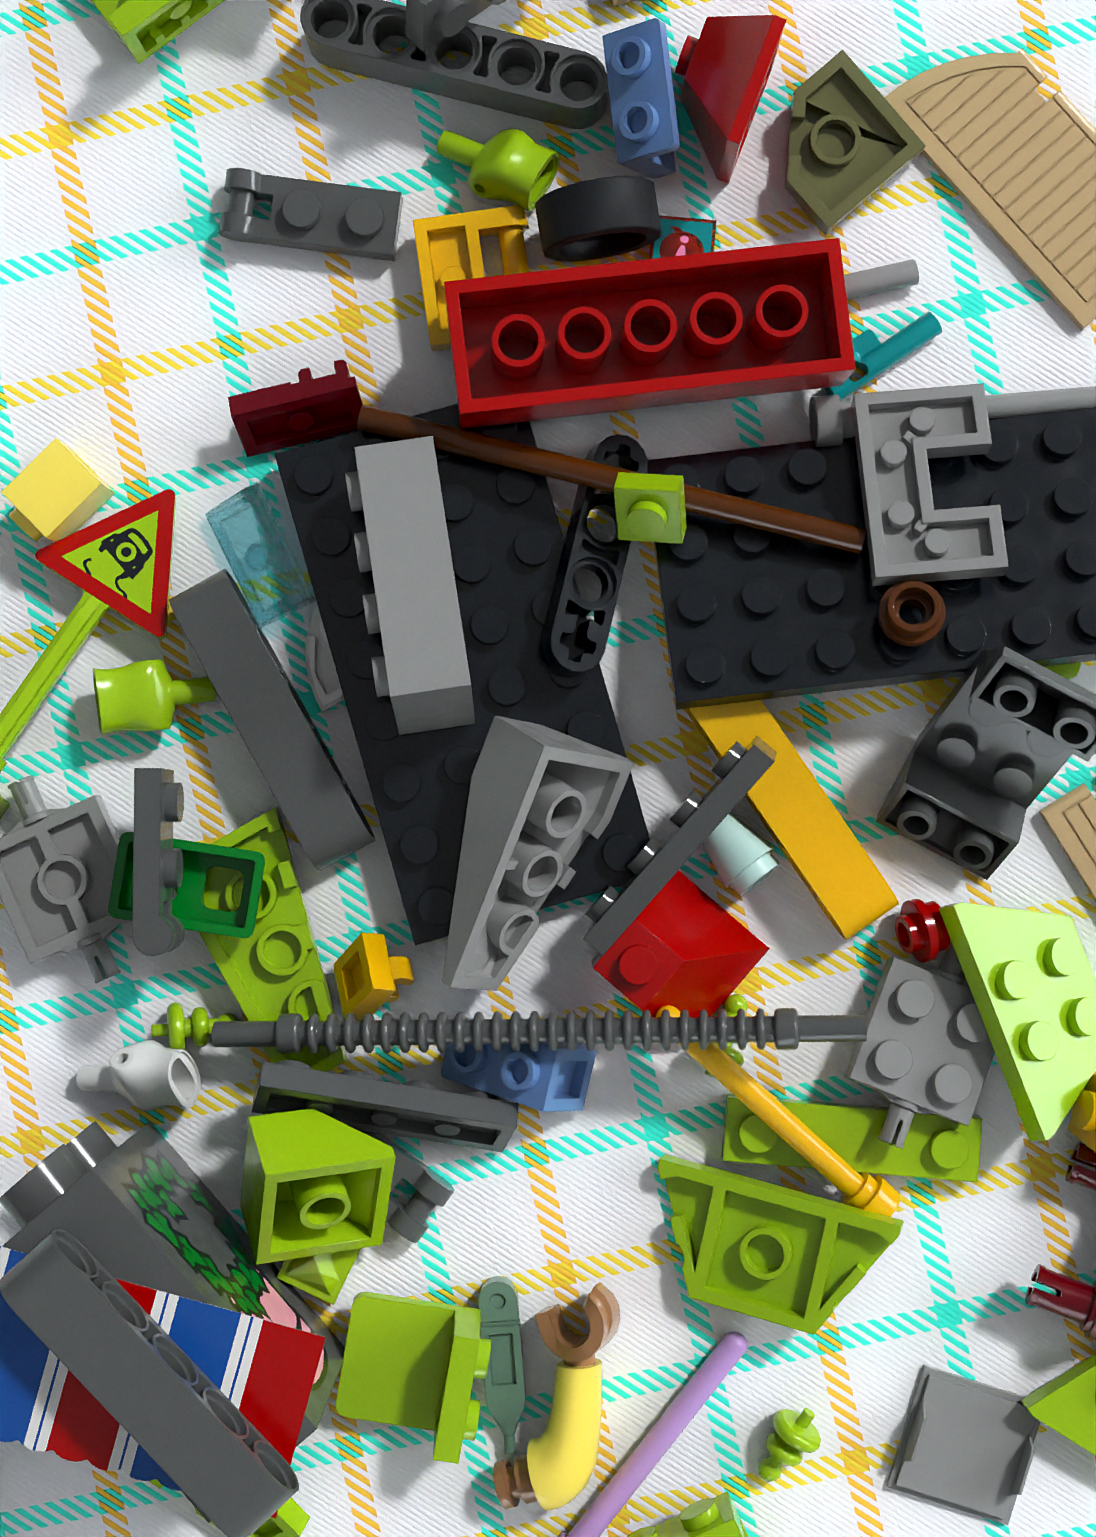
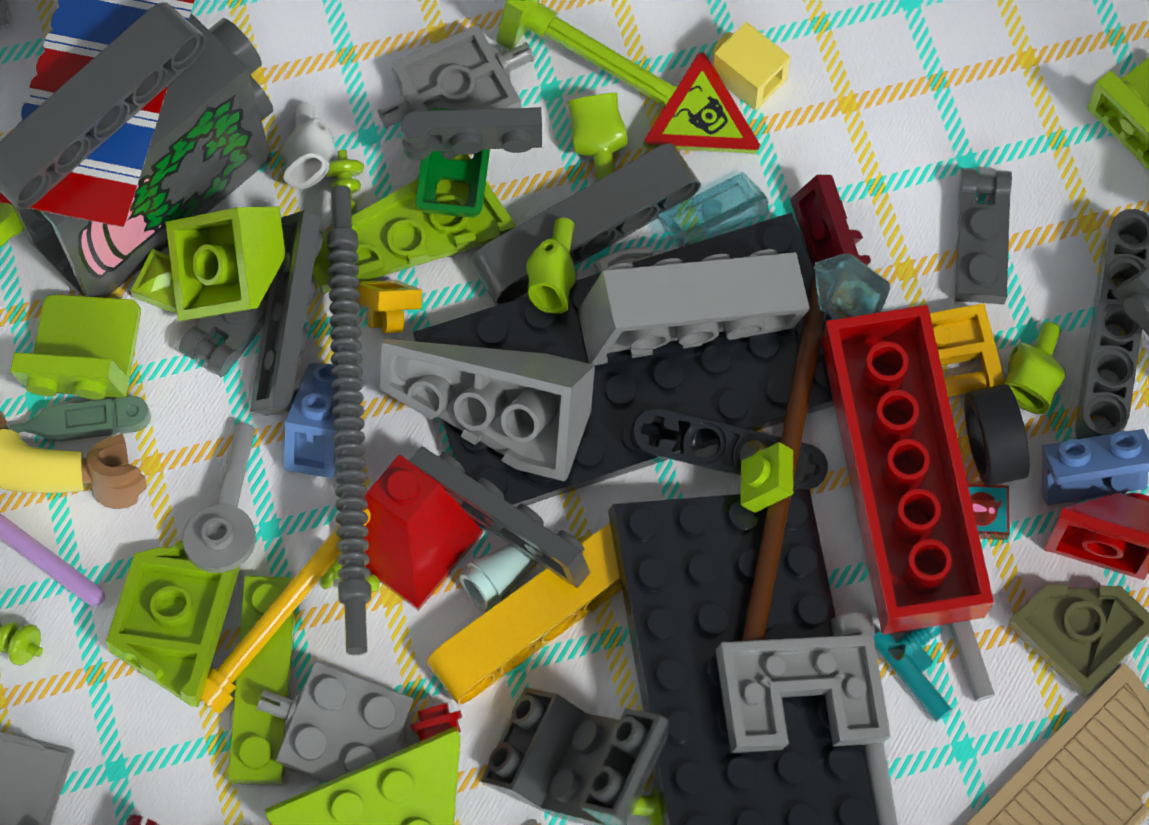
camera: 90 degrees right, 20 degrees down
(349, 763) = (552, 270): none -> lime piece
(401, 387) = (849, 287): none -> clear light blue slope
(673, 1191) = (223, 534): none -> light grey piece
(916, 595) = (704, 666): reddish brown plate -> none

